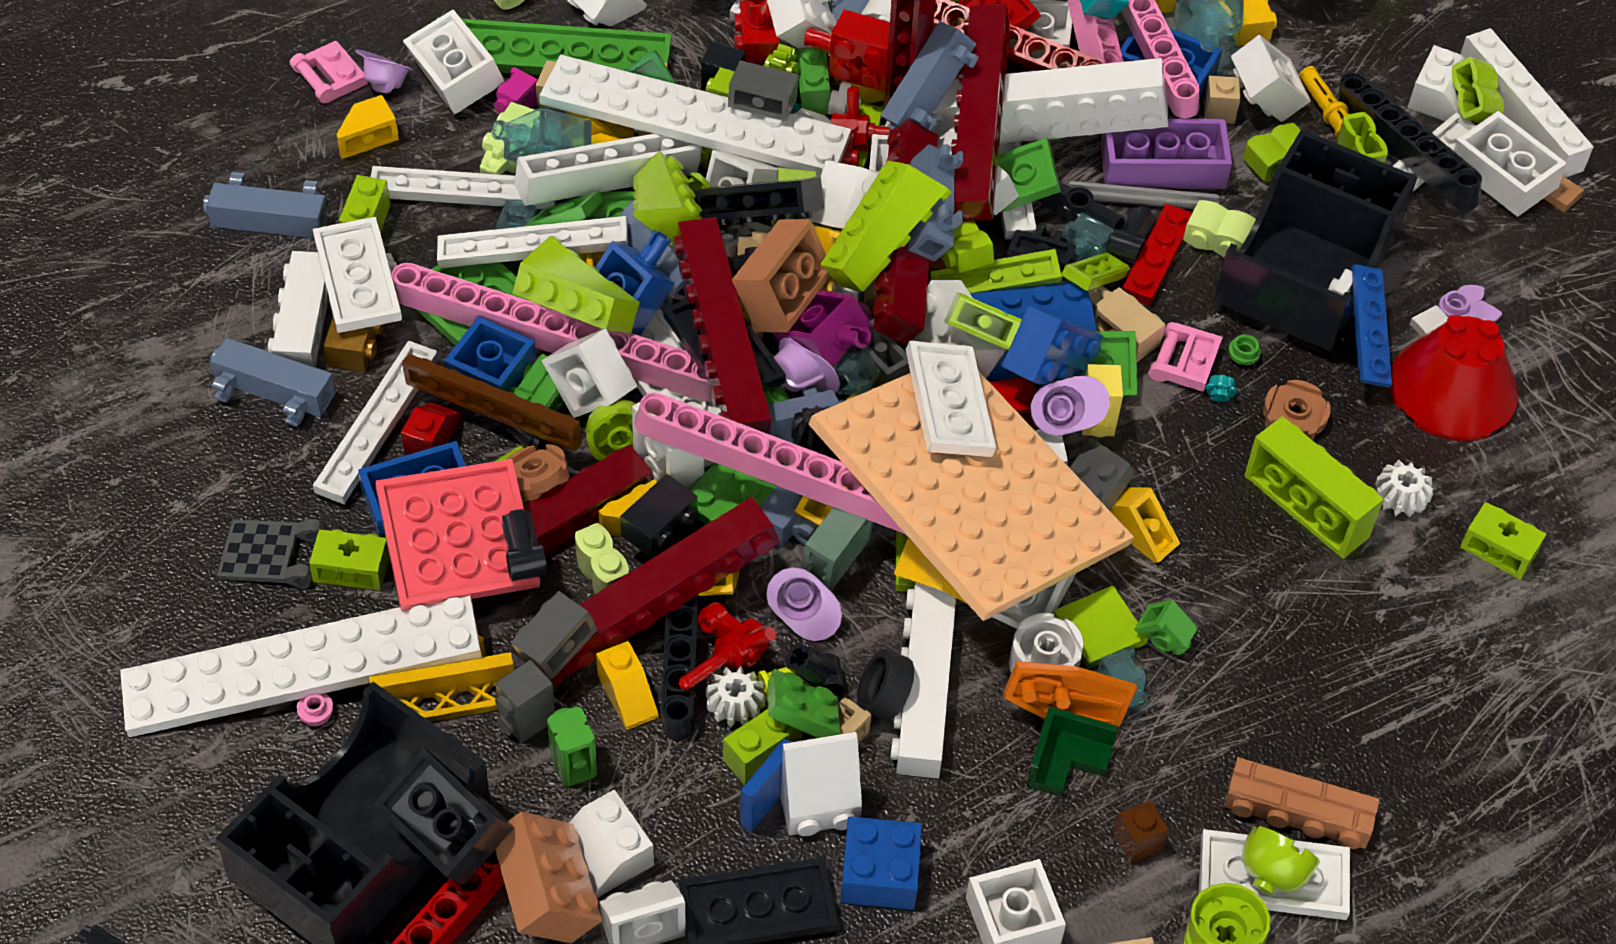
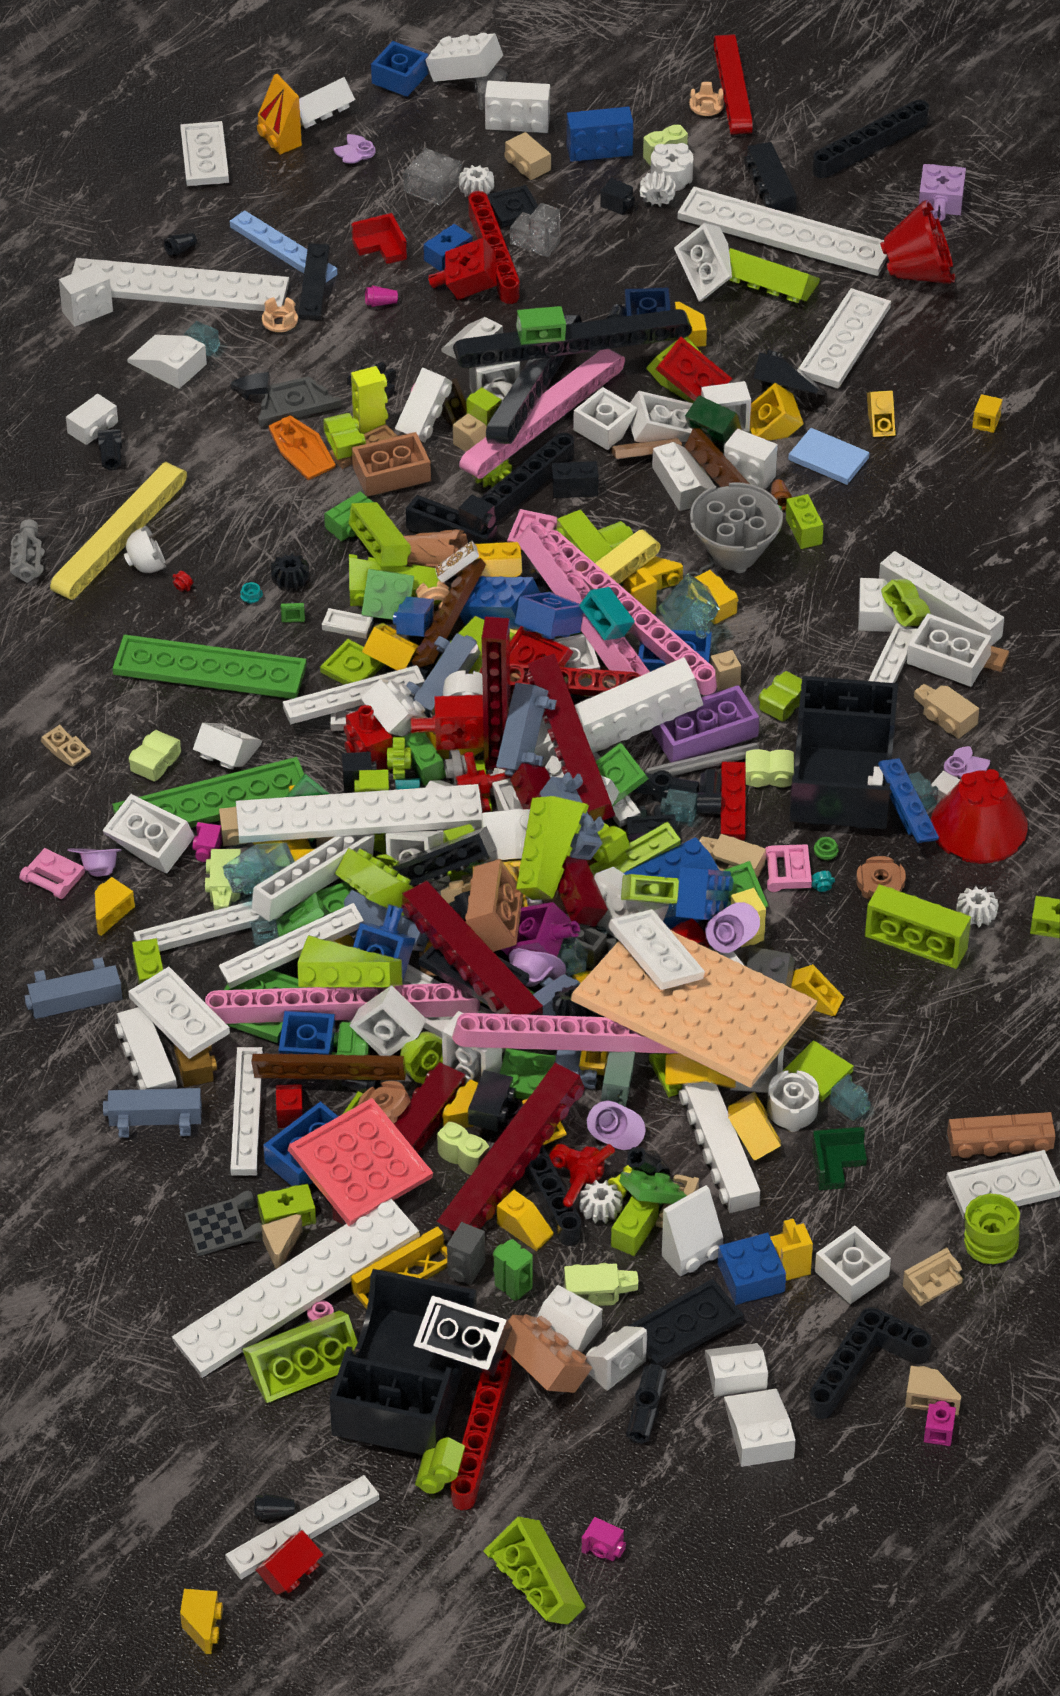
camera: 20 degrees left, 5 degrees down
(246, 754) = (300, 1355): none -> lime slope
(323, 594) = (281, 1237): none -> tan slope
(523, 554) = (416, 1157): black piece -> none
(554, 634) = (466, 1200): dark grey brick -> none
(673, 805) = (599, 1282): none -> yellowish green hinge
(762, 790) = (654, 1248): blue tile -> none
(763, 90) = (404, 777): dark grey brick -> none
(885, 684) = (688, 1155): black tyre -> none
(943, 859) = (794, 1249): none -> yellow panel
(976, 670) = (753, 1126): none -> yellow panel
(1069, 689) = (822, 1113): orange piece -> none
(1096, 271) = (699, 828): lime tile -> none
(1140, 831) = (907, 1188): reddish brown brick -> none
(1167, 627) = (864, 1053): bright green brick -> none
(1269, 79) = (754, 643): white brick -> none
(1276, 862) = (1003, 1172): lime cylinder -> none
(1332, 109) = (809, 652): yellow pin -> none
(1360, 135) = (836, 664): lime brick -> none
(1399, 320) = (924, 789): none -> clear light blue brick
(1413, 143) = (874, 656): black beam -> none
(1477, 236) = (948, 709): none -> tan hinge

